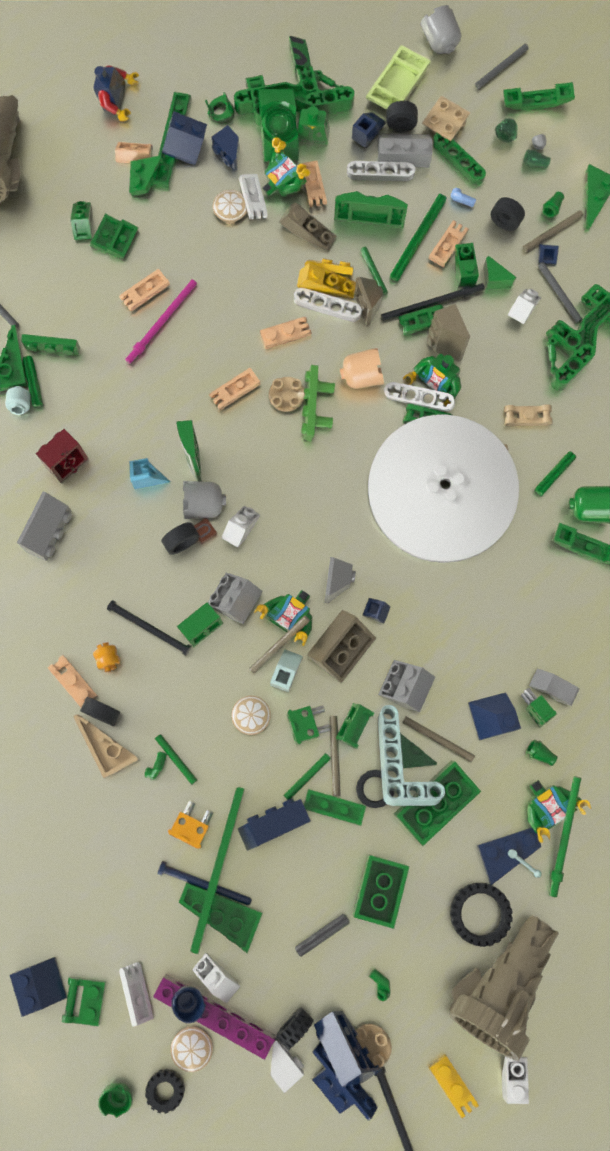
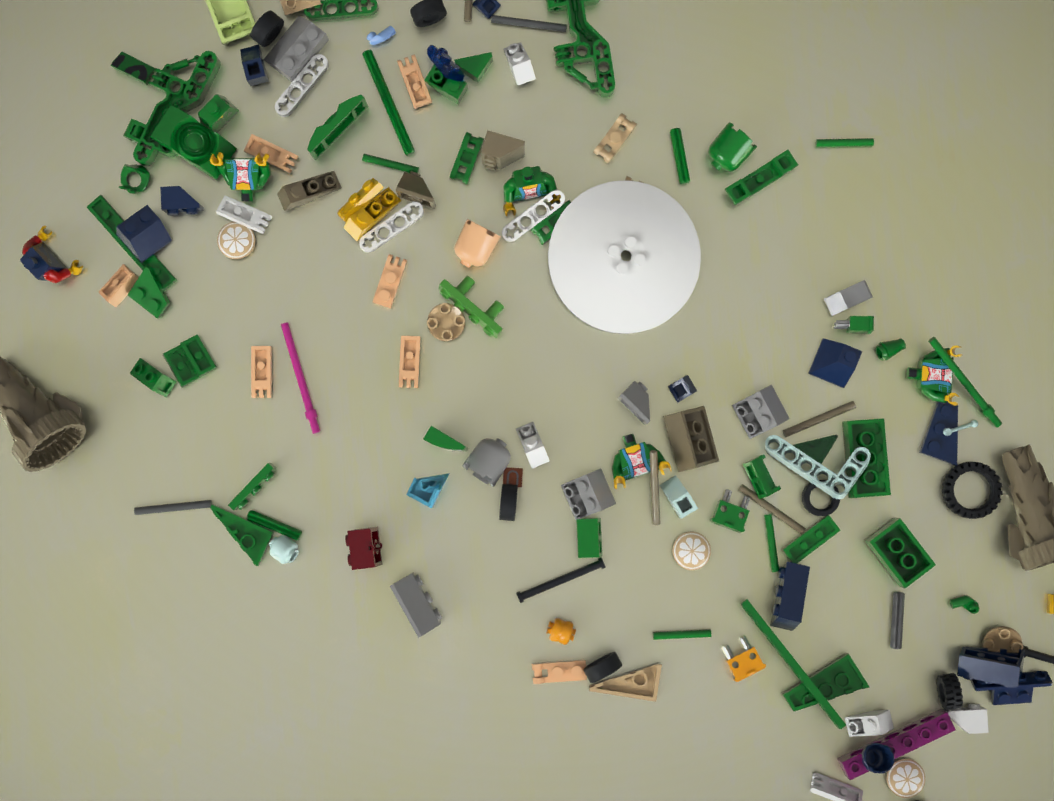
camera: 50 degrees left, 10 degrees up
(153, 773) = (678, 652): green arm -> none
(202, 883) = (759, 704): dark blue bar -> none
(464, 292) = (468, 103): black bar -> none
(479, 250) = (444, 63): none -> clear blue hinge

